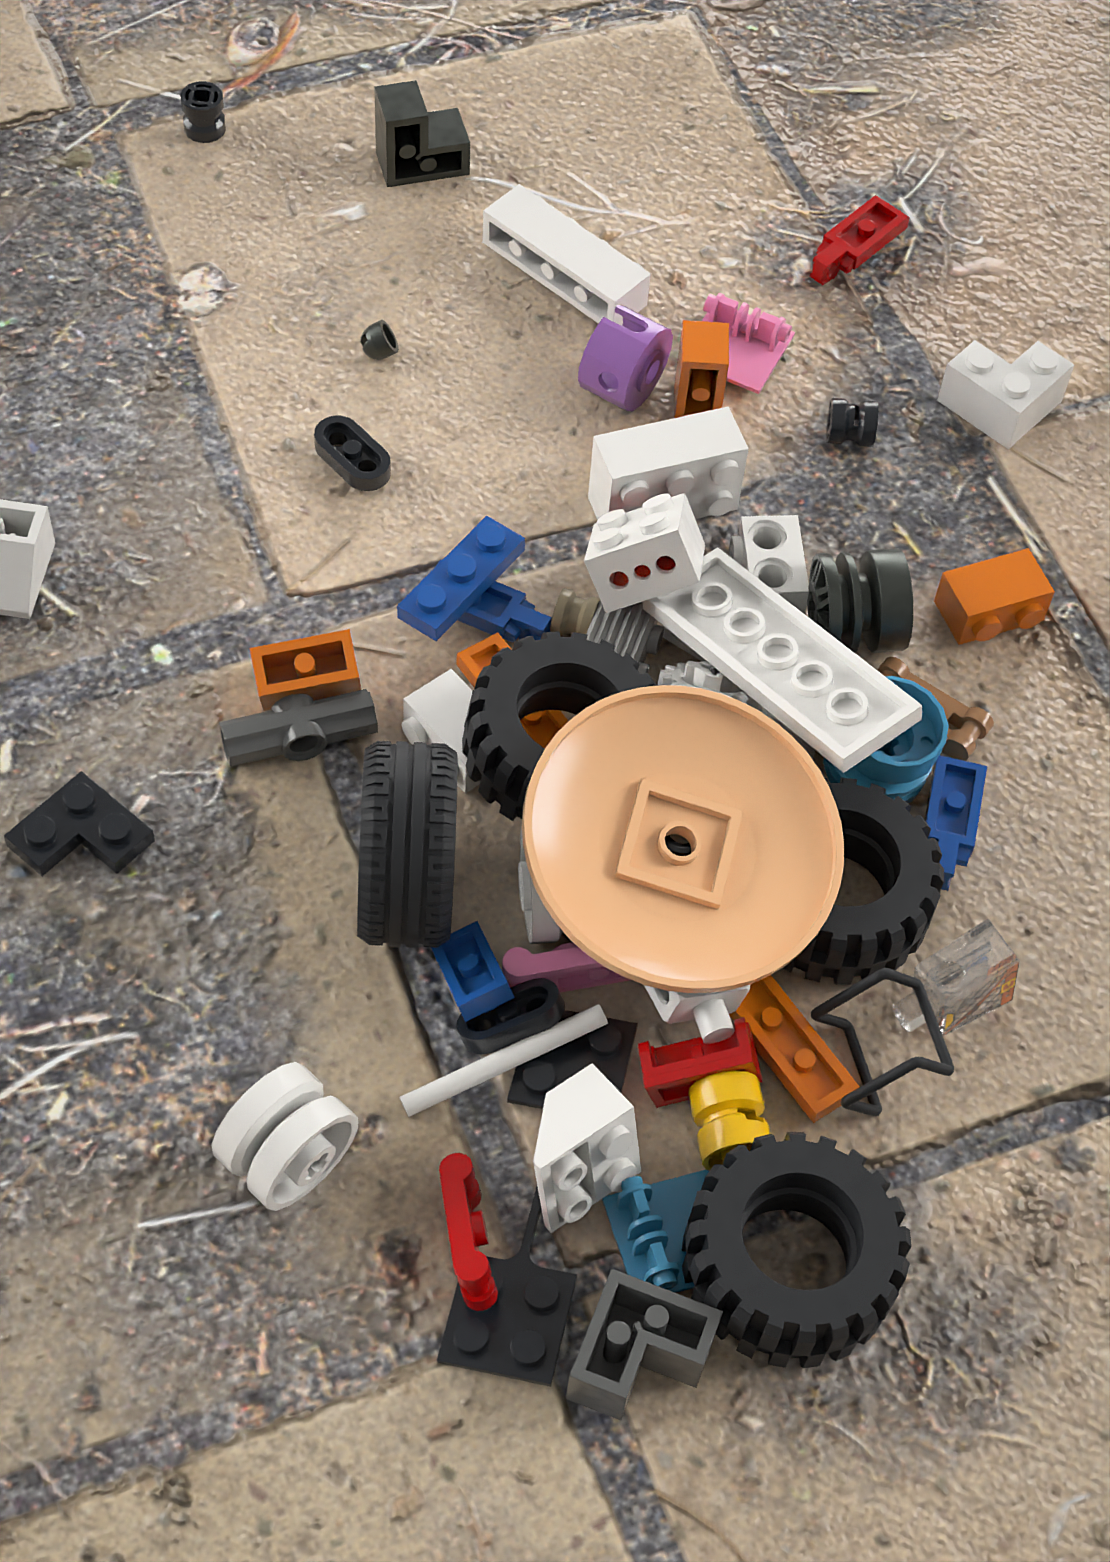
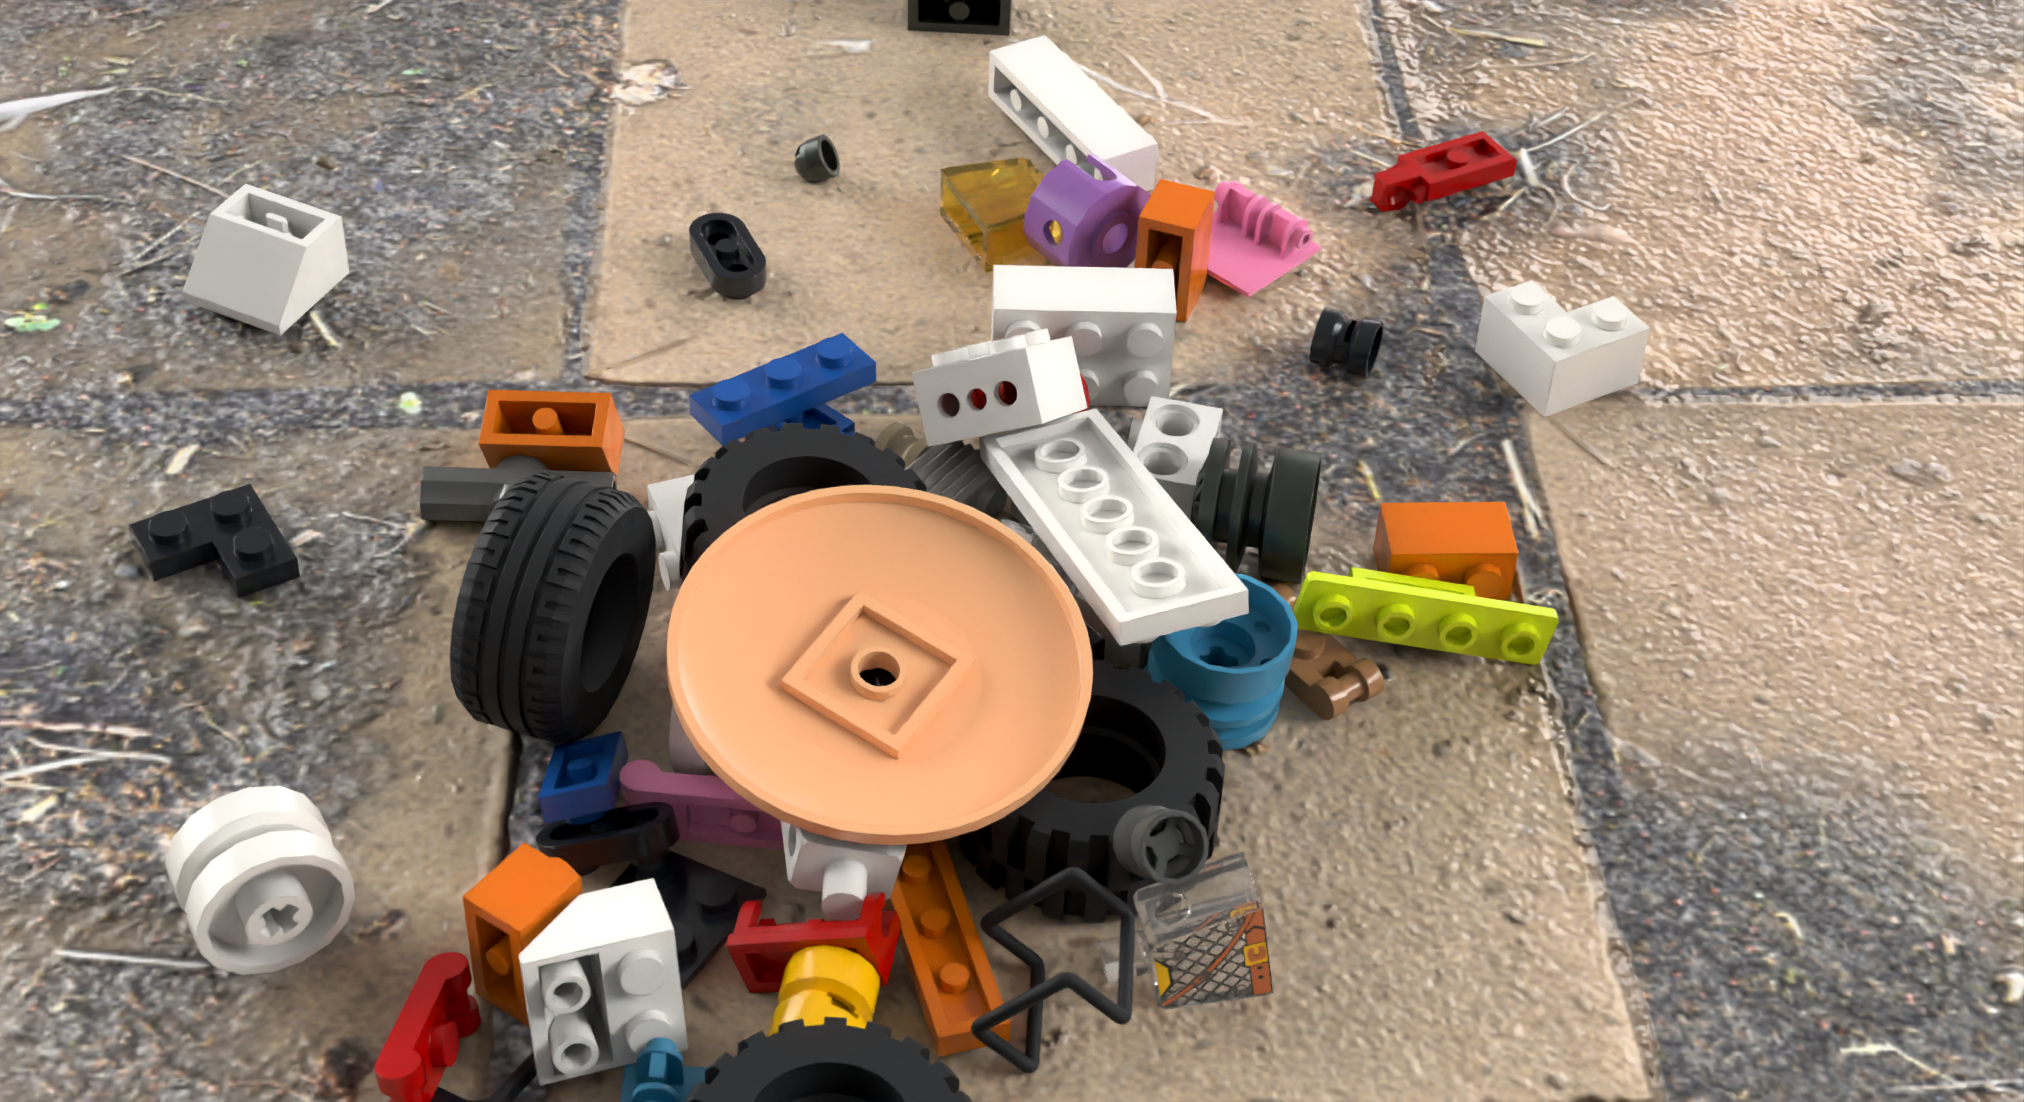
camera: 20 degrees right, 15 degrees down
(501, 1120) = (507, 914): none -> orange brick
(503, 1060) = (662, 868): white bar -> none
(543, 357) = (988, 208): none -> clear yellow torso
(932, 930) = (1176, 848): none -> dark grey wheel
(955, 810) = (1279, 770): blue hinge -> none
(1004, 657) = (1423, 615): none -> neon yellow bracket

